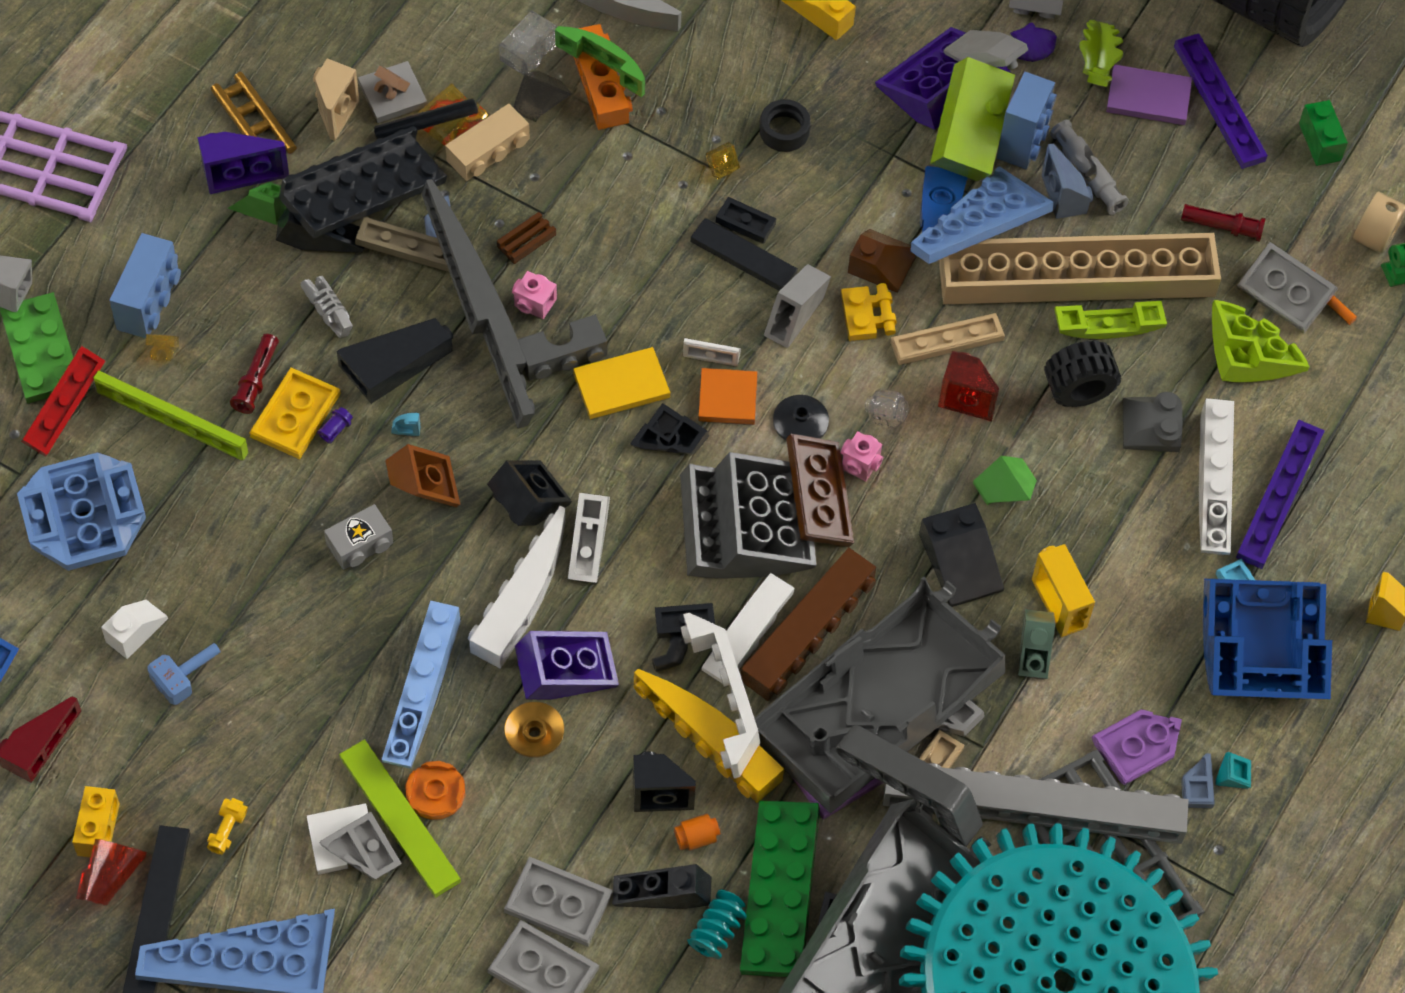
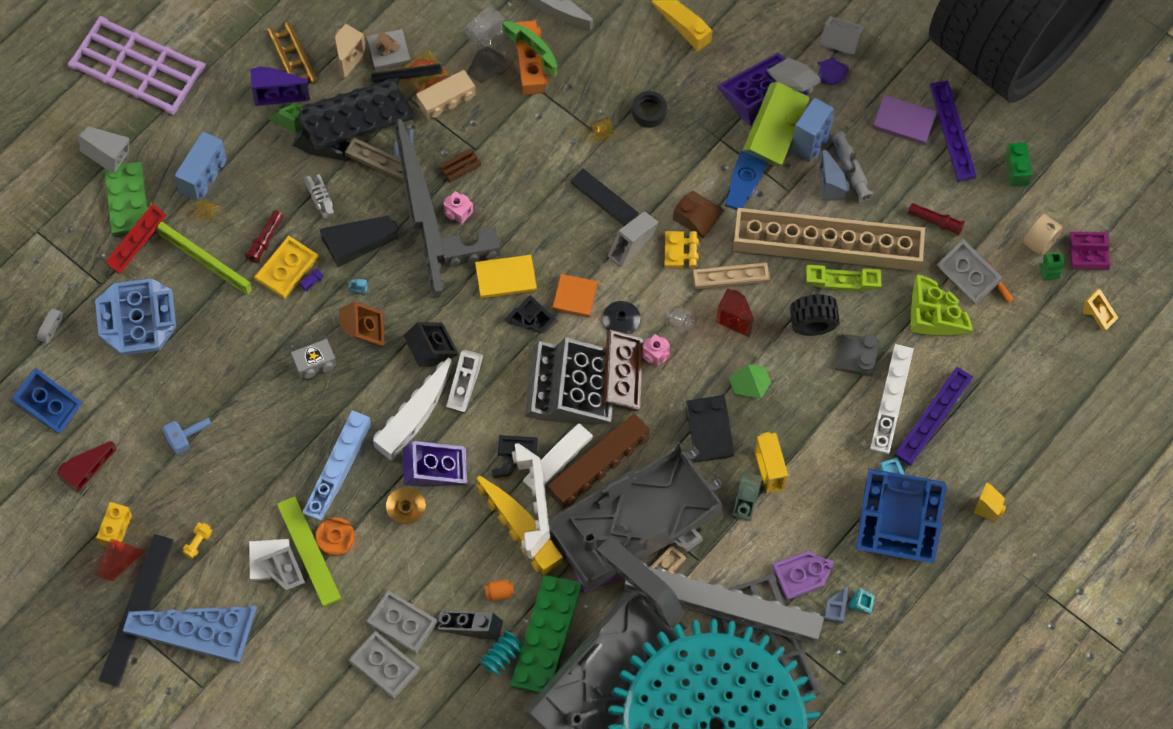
camera: 10 degrees right, 5 degrees up
(132, 626) = (157, 398): white slope -> none
(661, 784) = (479, 555): black slope -> none
(711, 352) = (570, 263): white slope -> none
(745, 220) = (610, 173): black plate -> none
(982, 214) = (770, 192): medium blue wing -> none
(1100, 51) = (876, 84): lime plant -> none

